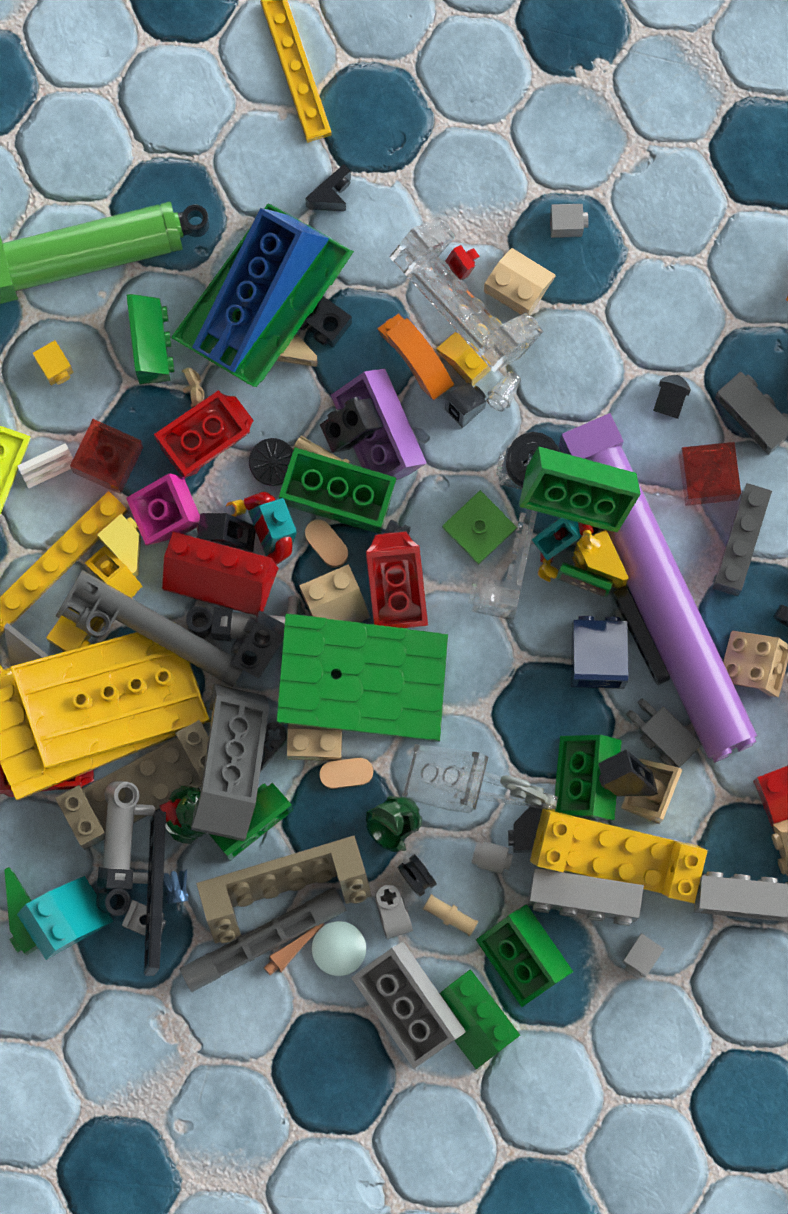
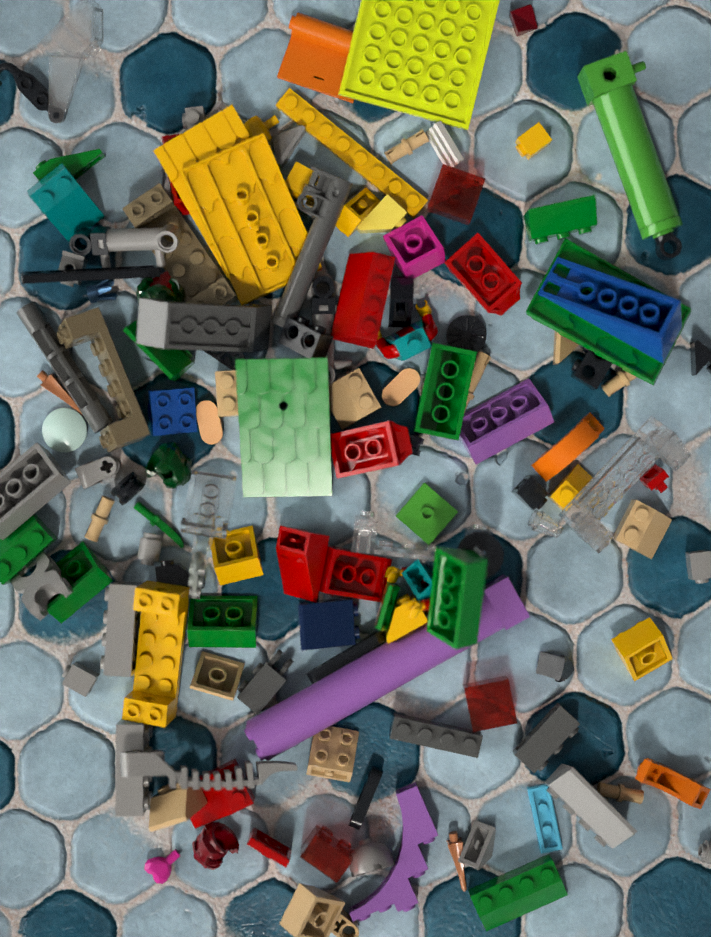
camera: 85 degrees right, 10 degrees up
(42, 509) = (406, 146): none -> tan pin
(197, 392) = (519, 265): tan piece -> none
(328, 813) = (172, 411): none -> blue plate
(345, 293) = (620, 380): none -> tan pin
(351, 424) = (502, 398): black brick -> none
(458, 848) = (155, 520): none -> green piece
(511, 751) = (237, 556): none -> yellow slope
(524, 675) = (301, 561): none -> red slope
(525, 987) = (41, 585): none -> light grey piece
(542, 620) = (354, 574): none -> red slope
(627, 776) = (222, 655): black slope -> none
(659, 294) = (642, 648): none -> yellow slope
(749, 864) = (154, 764): none -> light grey piece

